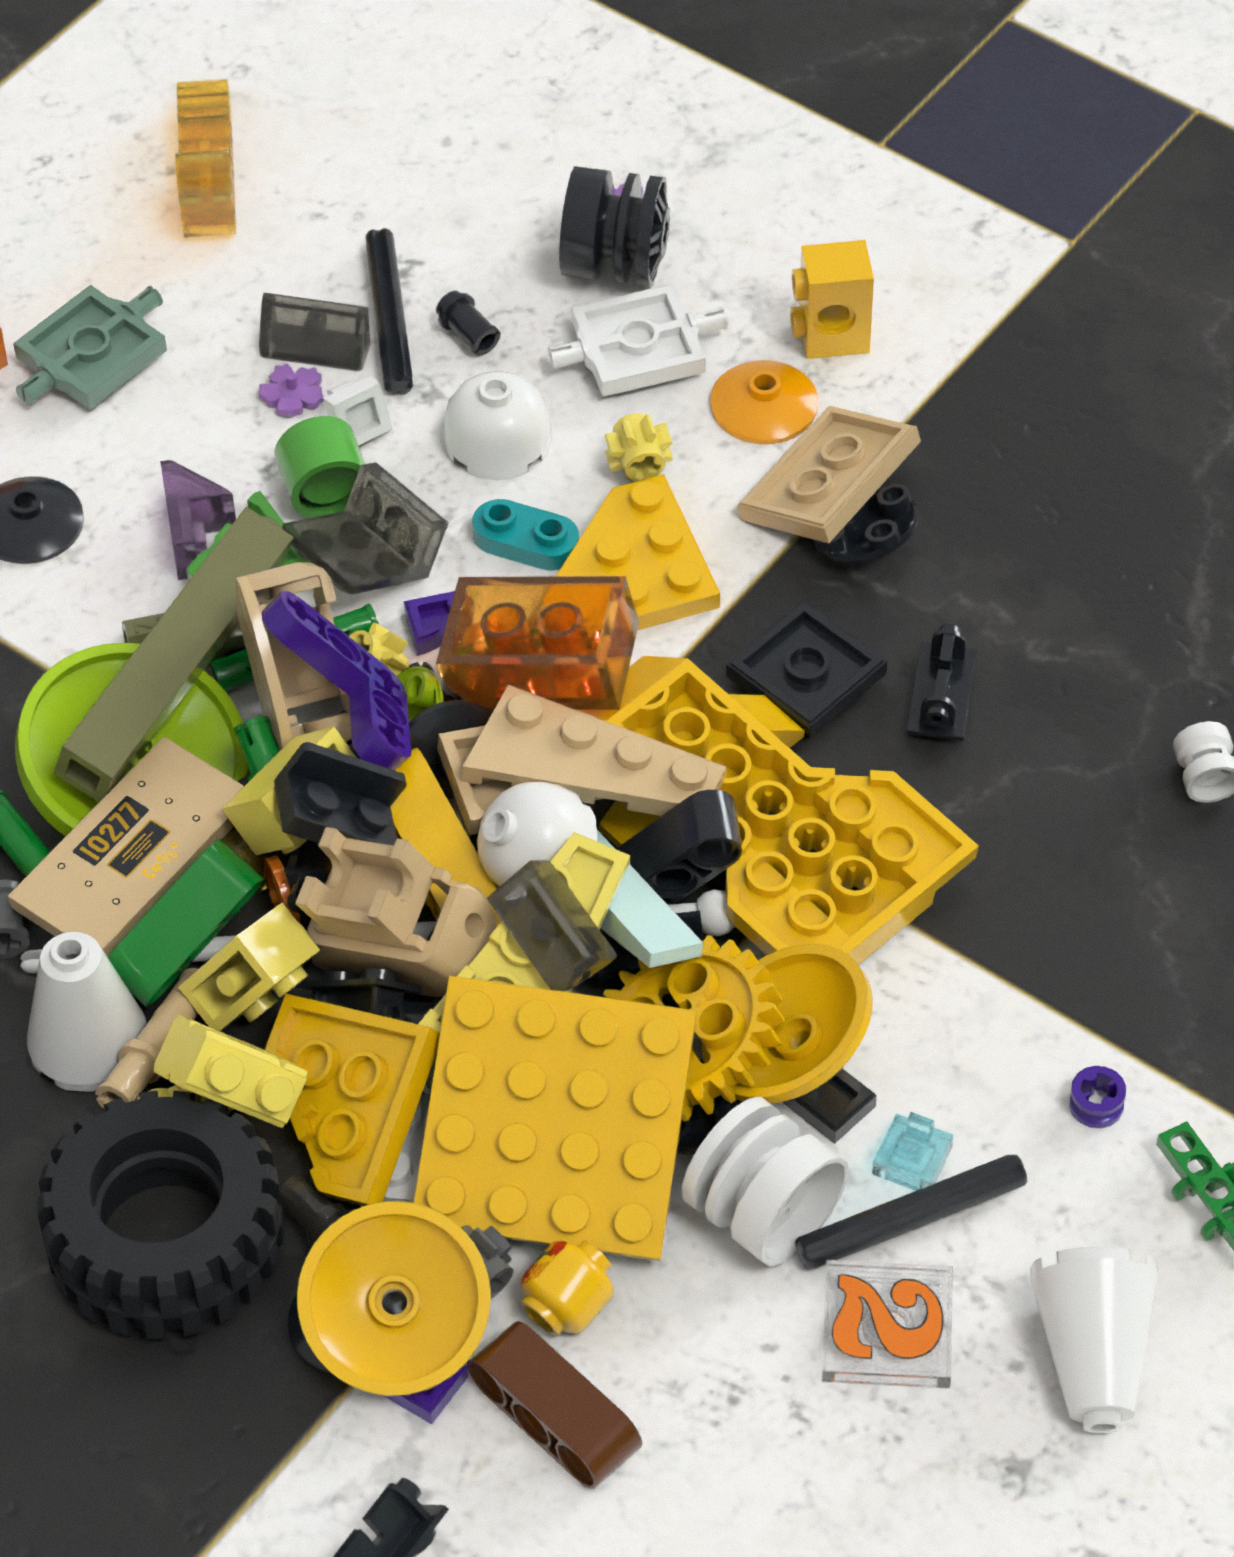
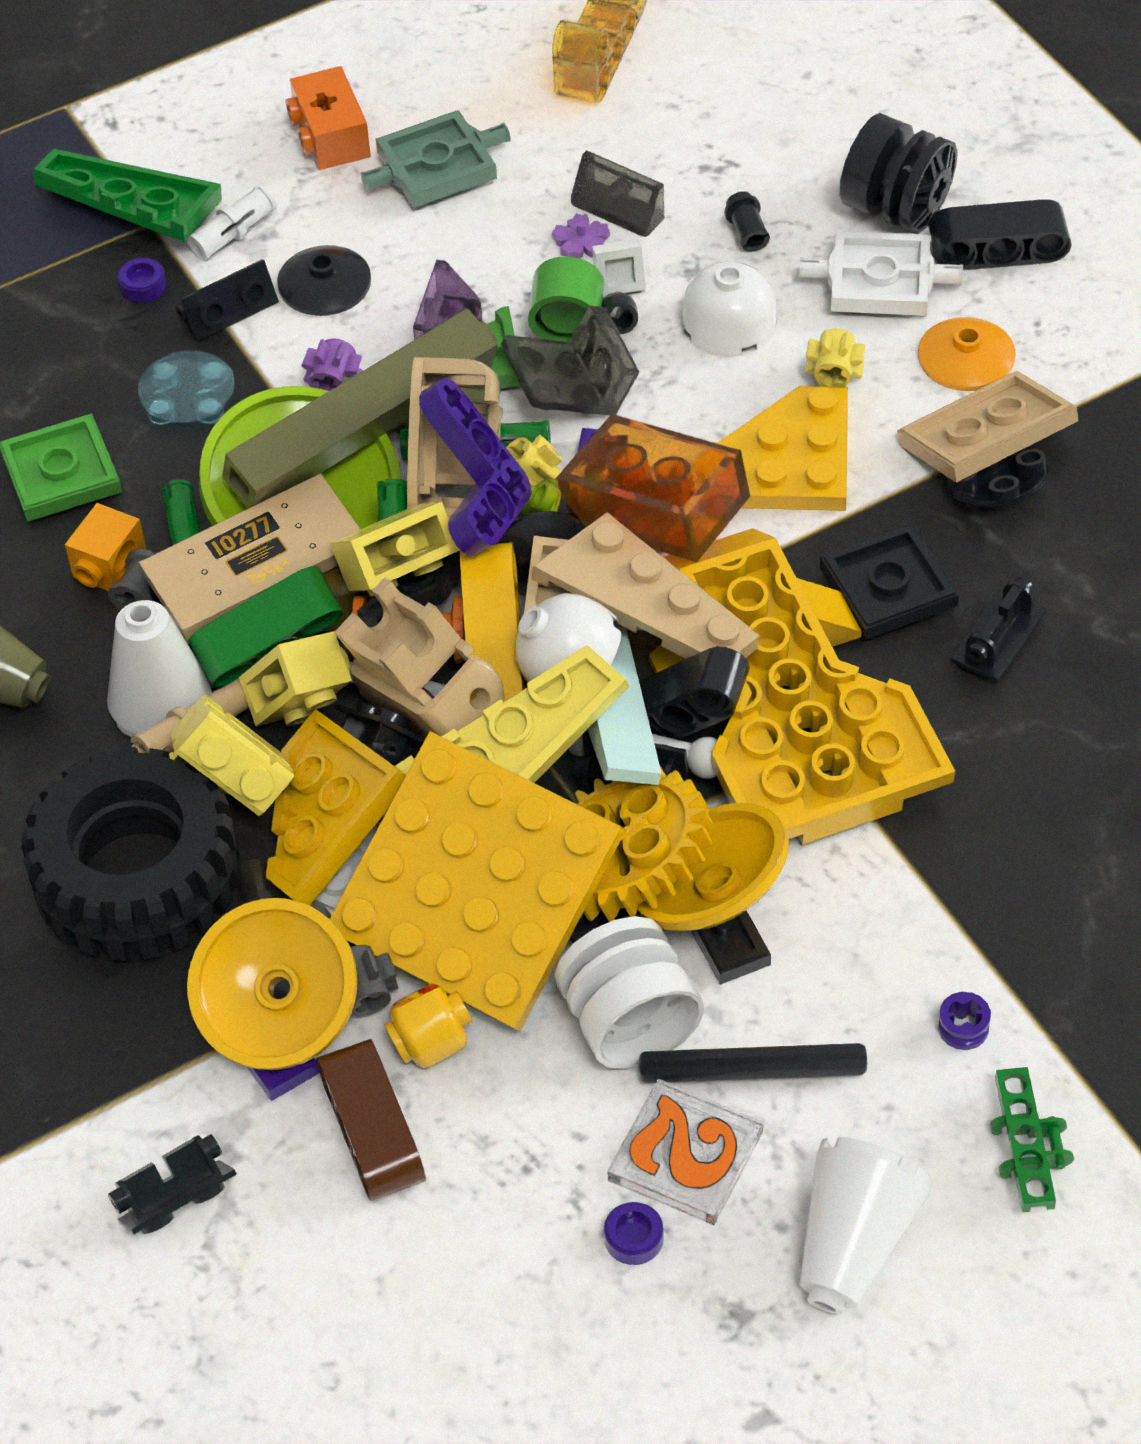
camera: 25 degrees right, 0 degrees up
(97, 614) = (330, 364): none -> medium lavender gear
(338, 792) = (415, 559): black bracket -> none
(384, 455) = (627, 313): none -> black hinge
(389, 311) = (688, 195): black axle -> none
(521, 531) = (704, 402): teal plate -> none
(551, 926) = (536, 717): clear smoke slope -> none
(738, 263) = (1000, 234): none -> black beam
(833, 299) = (1056, 281): yellow brick -> none
(876, 1424) = (633, 1233): none -> dark purple tile
(912, 1152) = (779, 1014): clear light blue tile -> none

